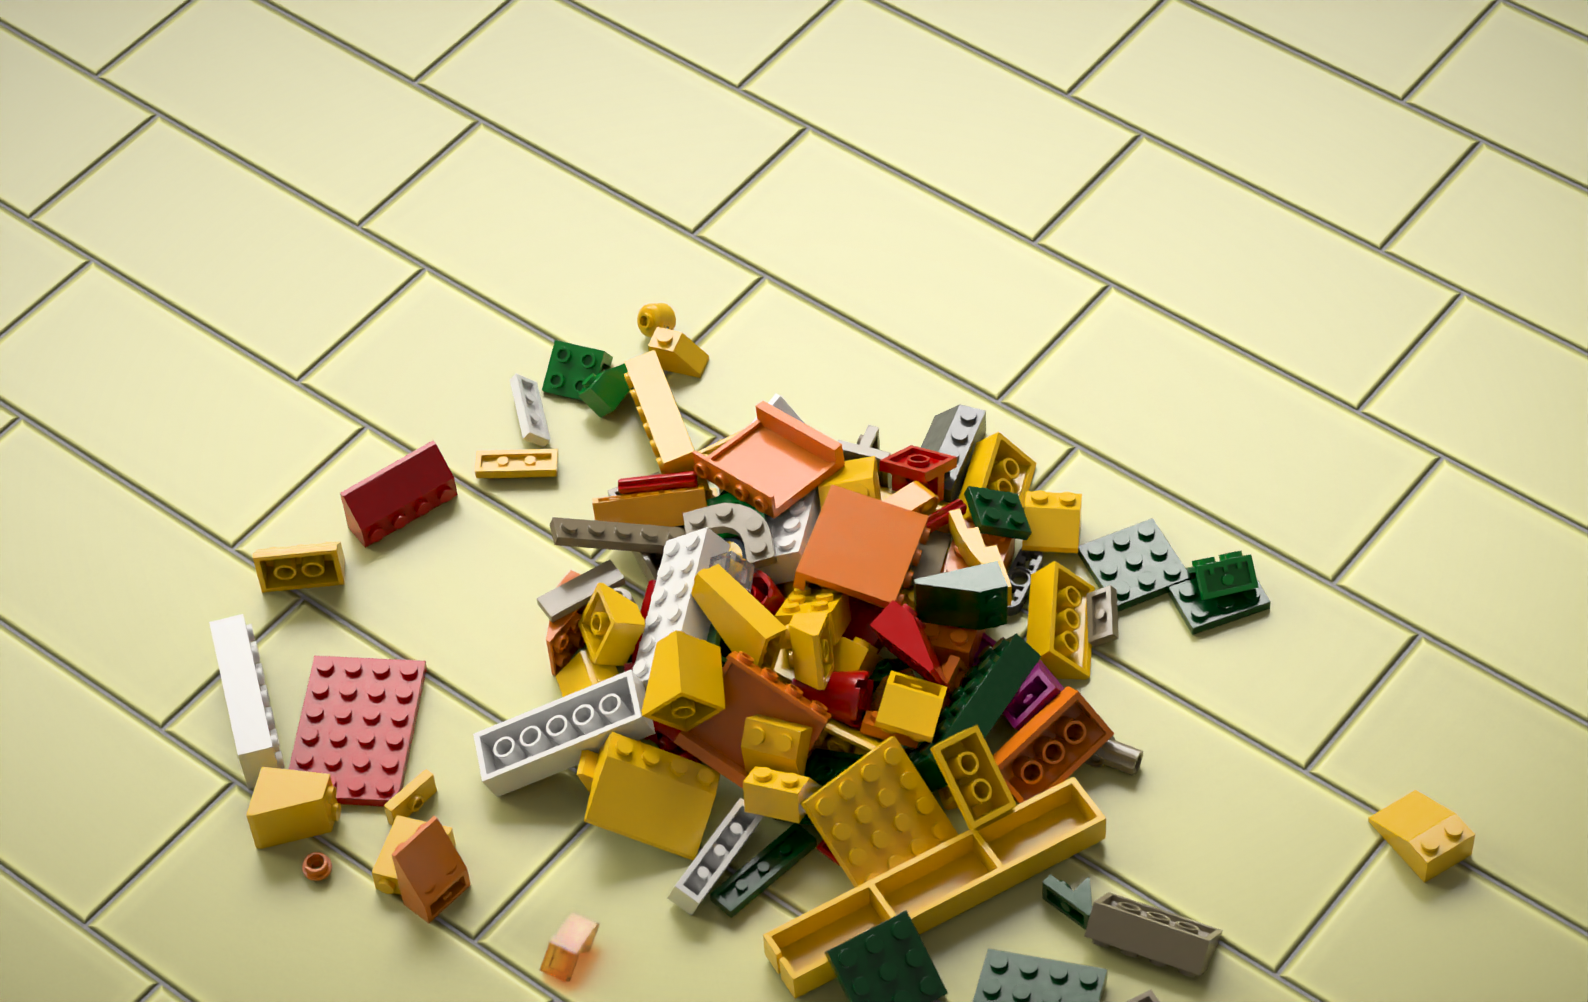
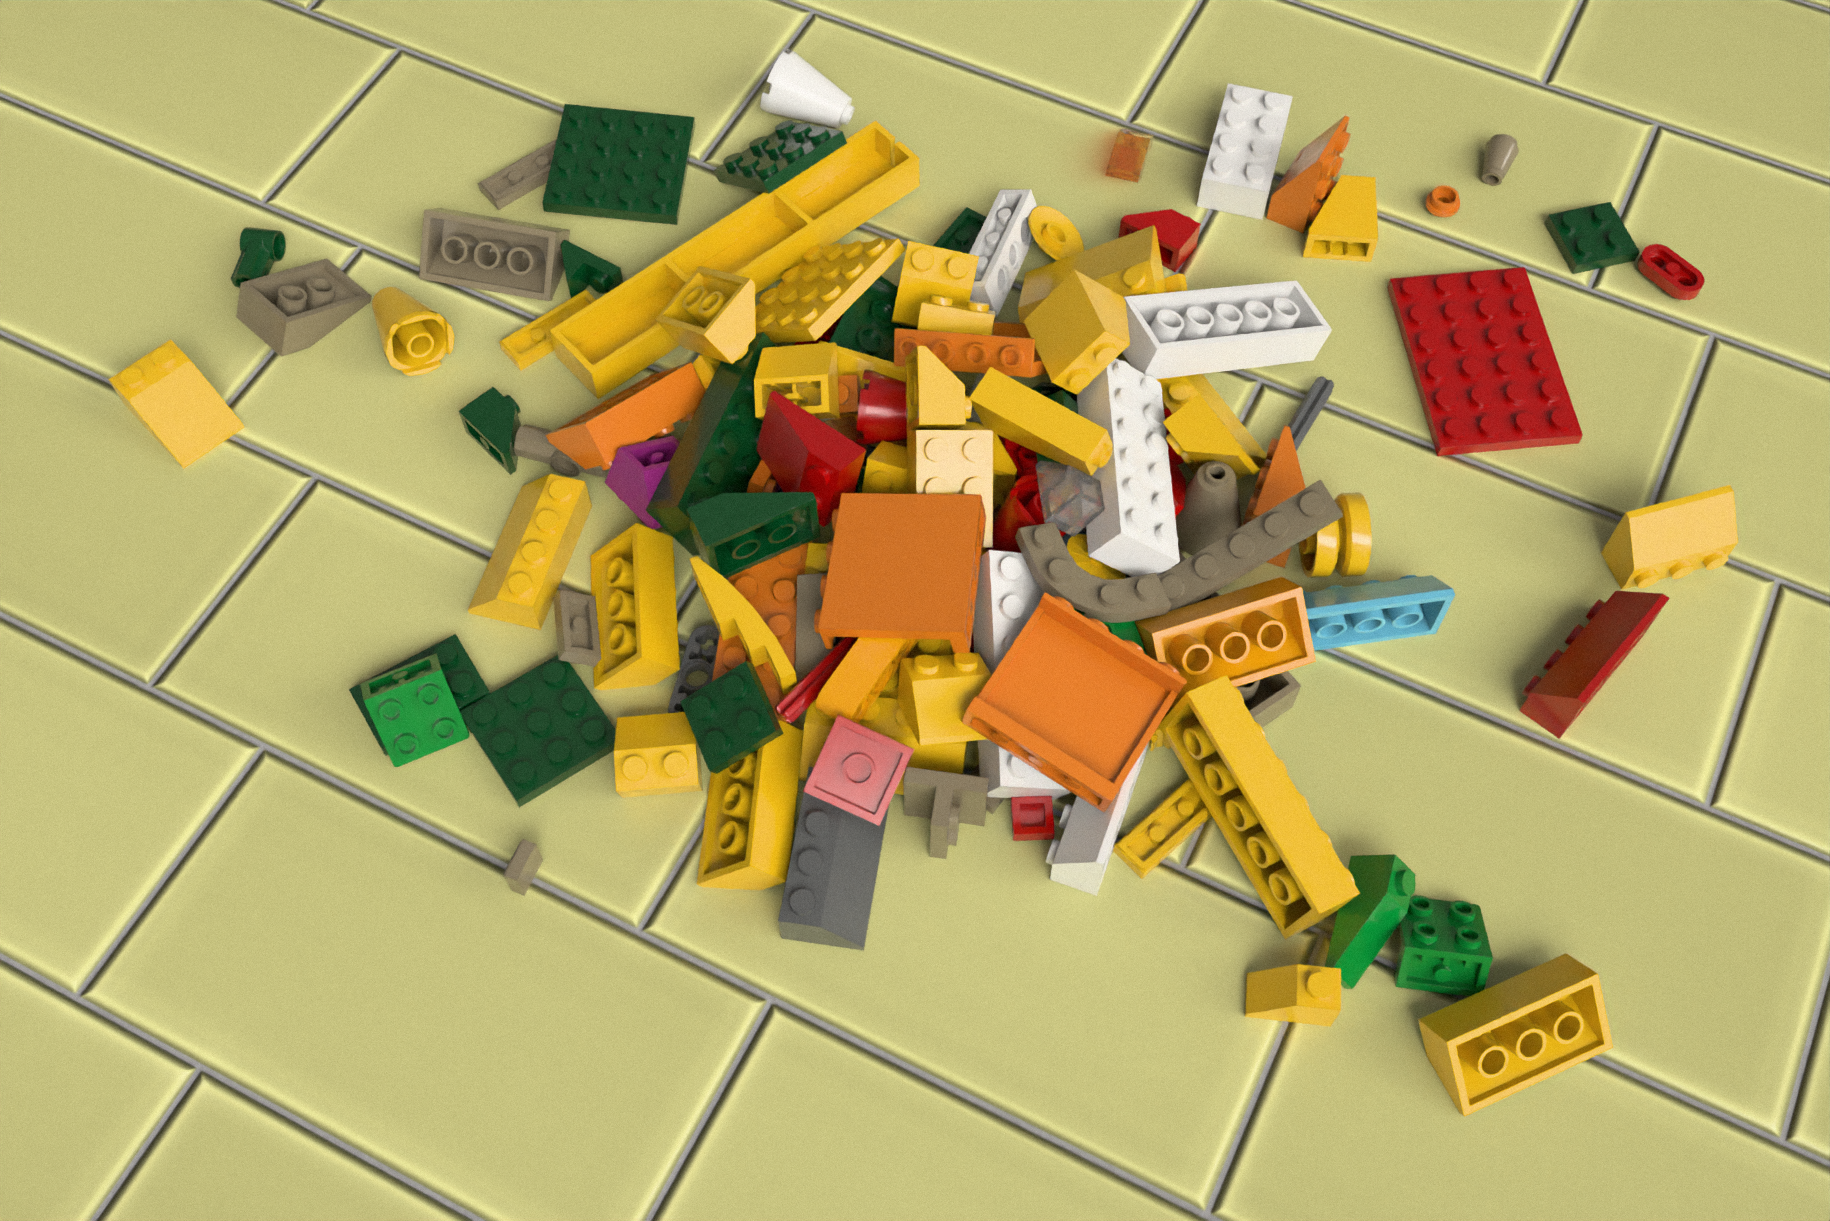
camera: 165 degrees right, 10 degrees up
(168, 775) = (1670, 272): none -> red plate
(209, 819) = (1591, 237): none -> dark green plate
(246, 697) = (1631, 344): white brick -> none
(248, 897) = (1498, 158): none -> dark tan cone
(291, 806) = (1504, 230): yellow slope -> none
(411, 796) = (1374, 278): yellow plate -> none
(467, 930) = (1244, 151): none -> white brick
(516, 463) = (1456, 757): yellow plate -> none
(518, 699) = (1310, 409): none -> dark grey axle
(526, 546) = (1377, 611): none -> medium azure slope
(530, 410) = (1479, 851): white plate -> none
(532, 582) = (1342, 543): none -> yellow wheel
(554, 322) = (1517, 1033): none -> yellow slope
(570, 862) = (1175, 234): none -> red slope
(578, 591) = (1271, 485): tile -> none
(654, 316) = (1350, 1050): yellow head -> none
(657, 482) = (1239, 674): red axle -> none
(660, 873) = (1054, 233): none -> yellow dish
(1108, 862) = (534, 339): none -> yellow tile
(1135, 676) = (533, 551): none -> yellow slope
(1149, 477) = (523, 867): none -> dark tan tile
(1158, 775) = (493, 424): none -> dark green slope
(1228, 860) = (411, 332): none -> yellow cone
(1321, 906) = (299, 305): none -> dark tan slope
(1366, 964) = (258, 252): none -> dark green piece

